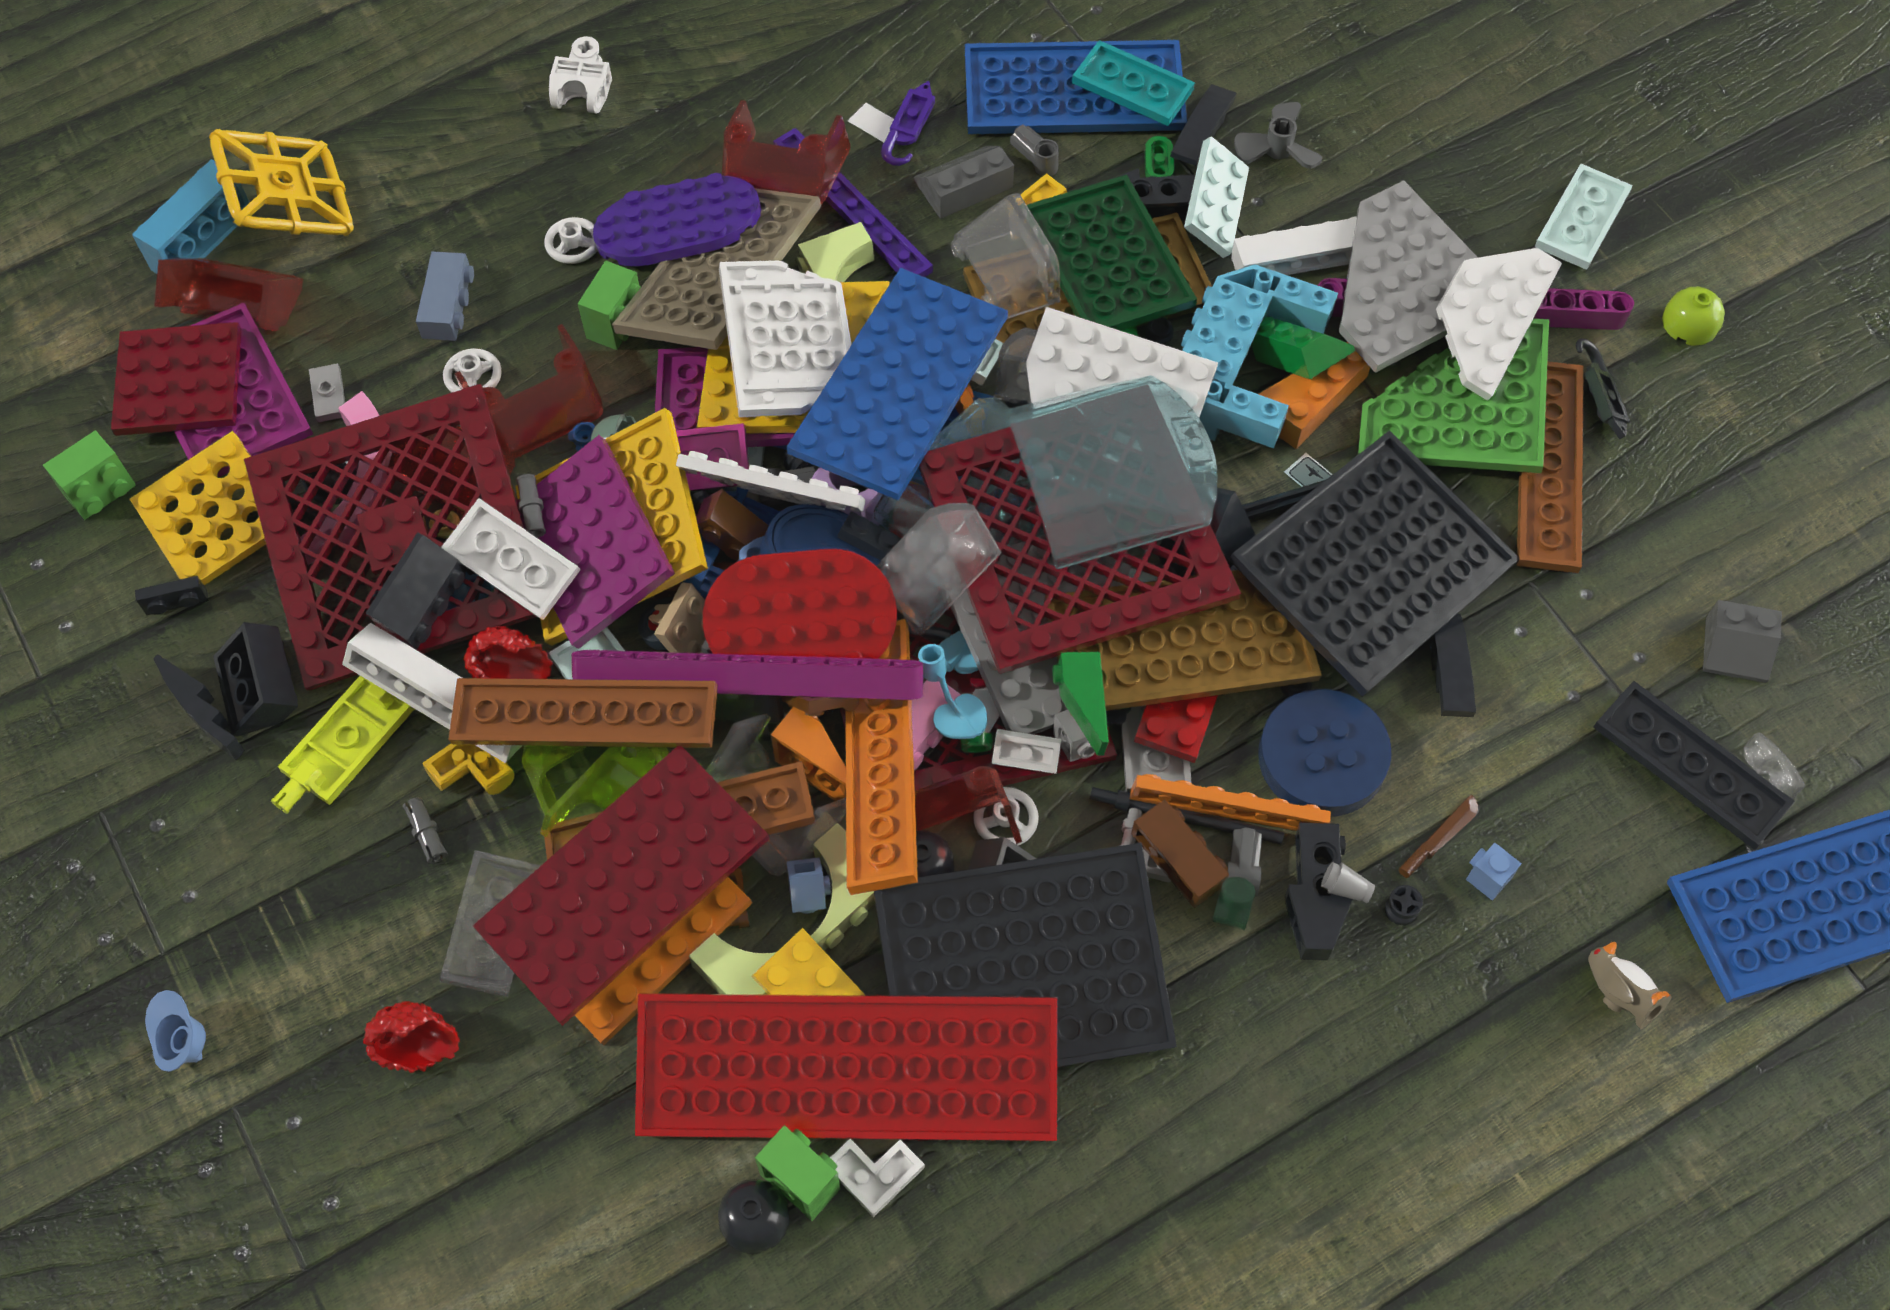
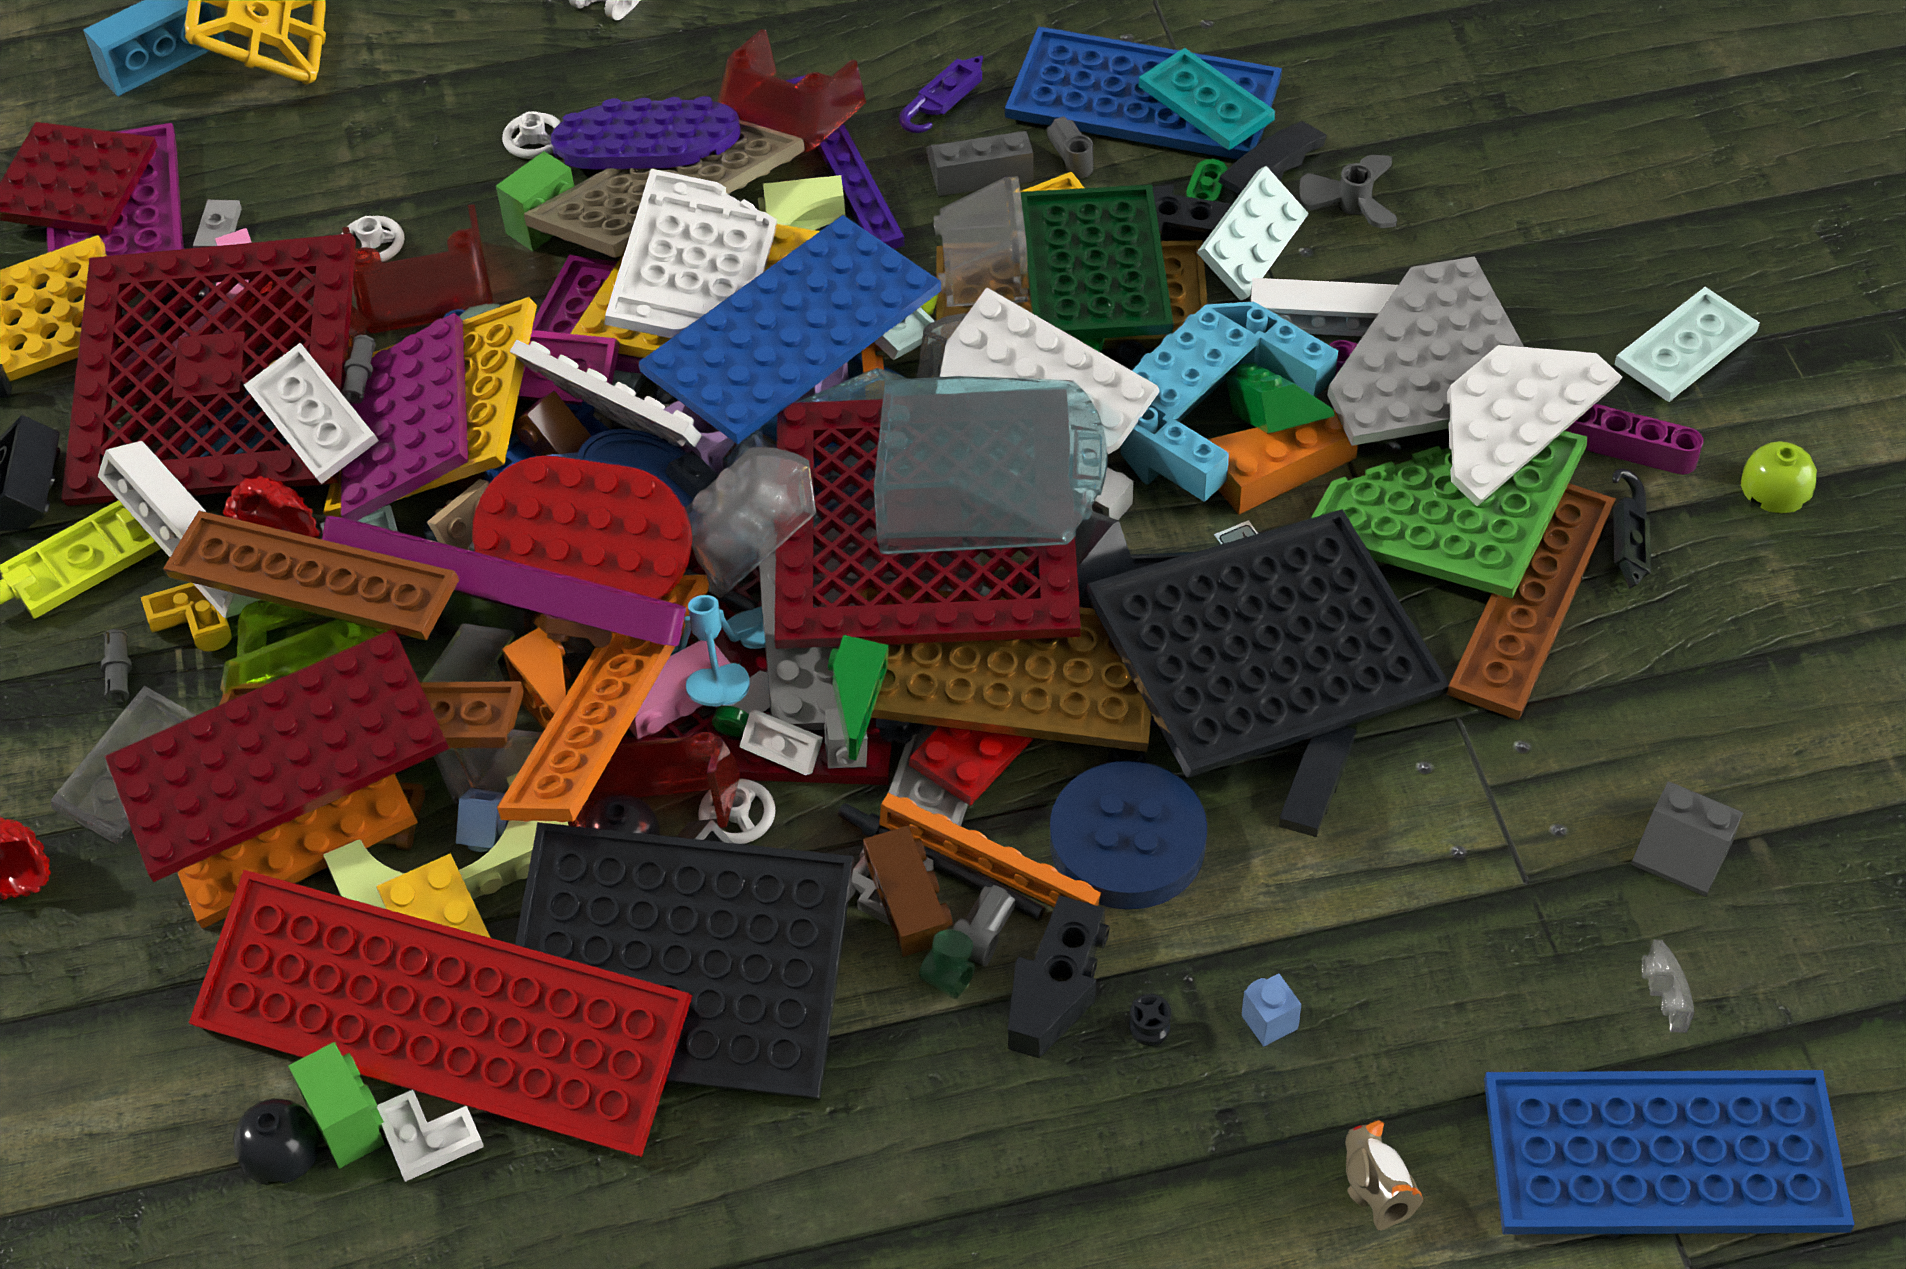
camera: 20 degrees right, 10 degrees down
(221, 285) = (152, 101): clear red windscreen -> none
(417, 591) = (200, 420): black slope -> none
(444, 296) = (374, 159): sand blue brick -> none
(872, 121) = (905, 84): white sticker -> none
(1347, 883) = (1081, 968): light grey cone -> none
(1449, 828) = (1242, 955): reddish brown piece -> none
(1694, 765) = (1572, 961): black plate -> none

